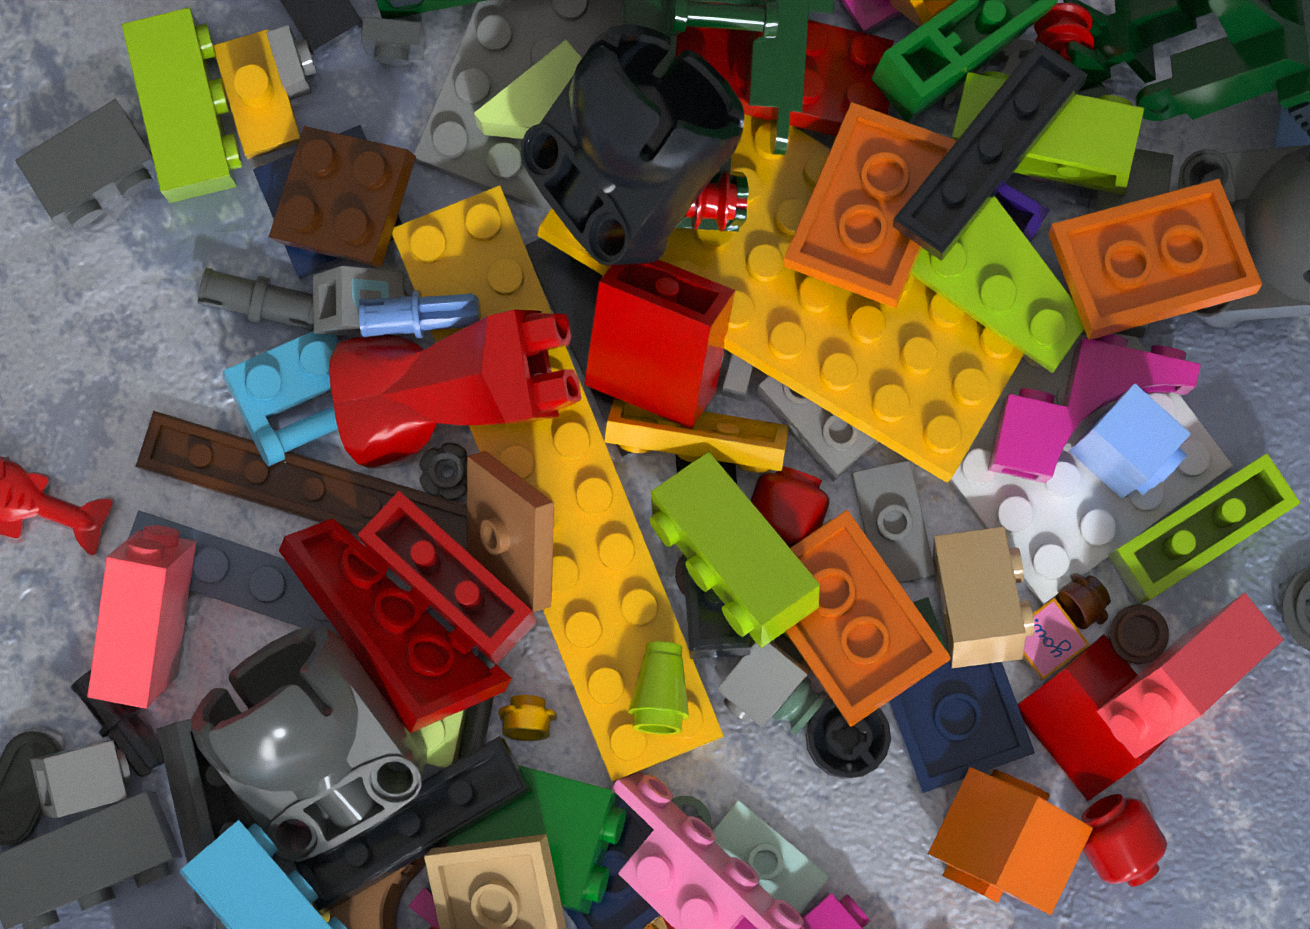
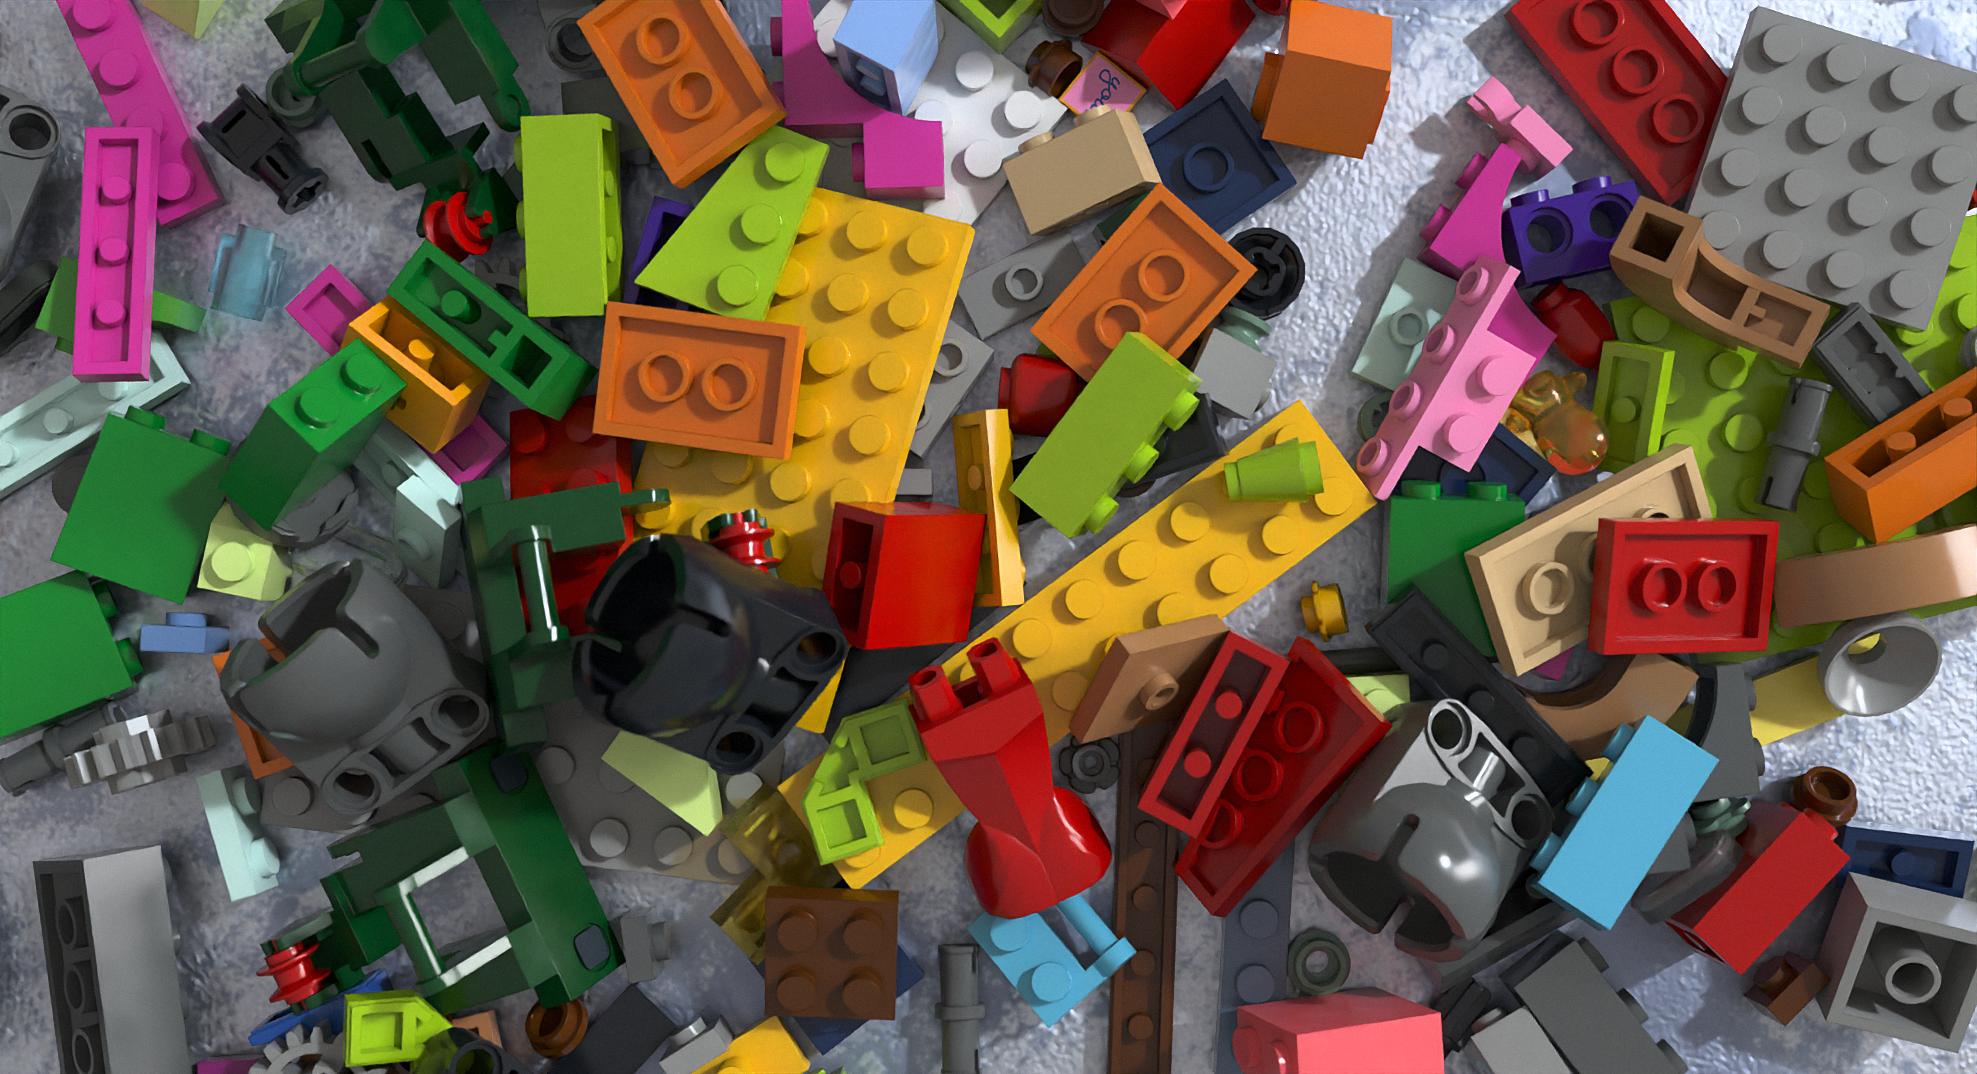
camera: 105 degrees left, 5 degrees up
(195, 623) = (1335, 972): none -> sand green plate
(338, 295) = (937, 903): light grey brick -> none
(417, 313) = (941, 838): medium blue axle -> none
(438, 176) = (780, 852): none -> clear yellow plate
(475, 234) = (838, 799): none -> lime tile
(989, 150) = (609, 268): black tile -> none

